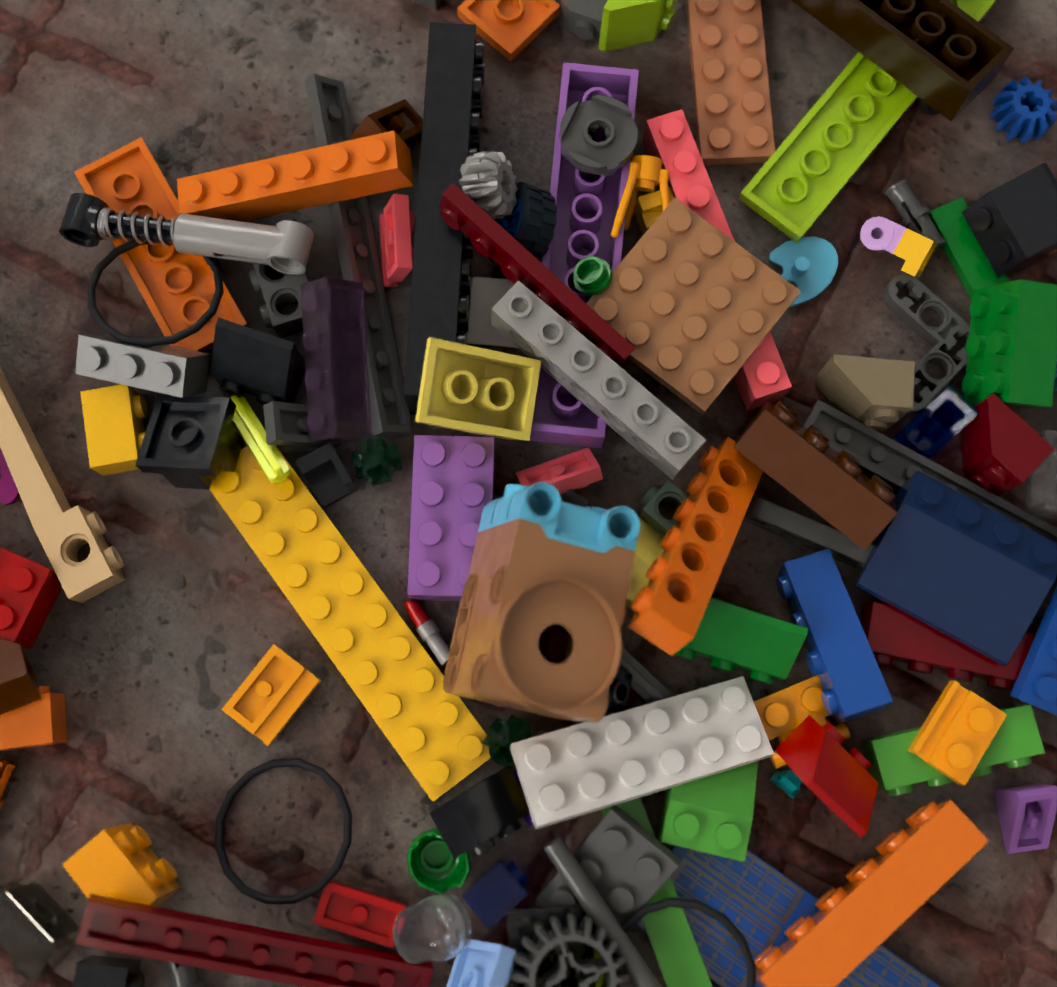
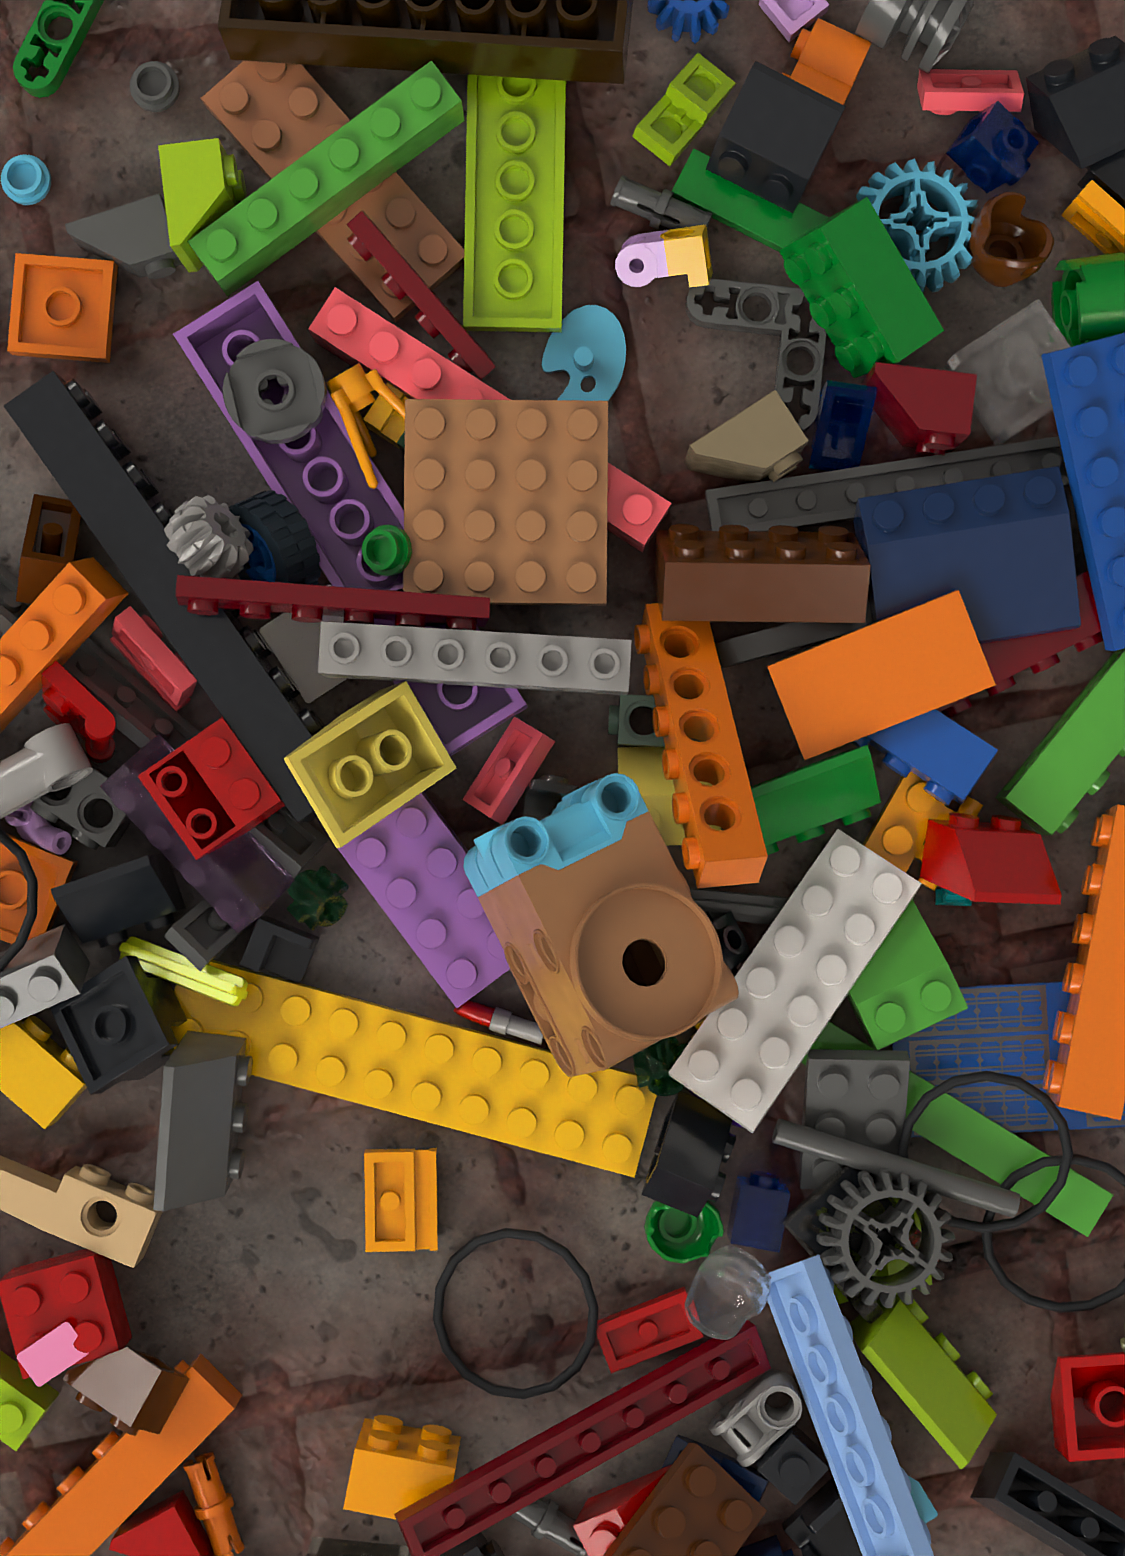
camera: 30 degrees left, 10 degrees up
(188, 537) = (201, 1119): none -> dark grey slope
(242, 288) = (39, 830): none -> lavender arm
(328, 233) = (72, 703): none -> red plate
(366, 336) = (211, 789): none -> red slope
(727, 136) = (404, 281): none -> dark red plate
(728, 46) = (328, 178): none -> bright green brick
(850, 592) = (881, 675): none -> orange tile
(957, 732) = (1080, 728): light orange plate -> none
(971, 173) = (683, 109): none -> lime slope

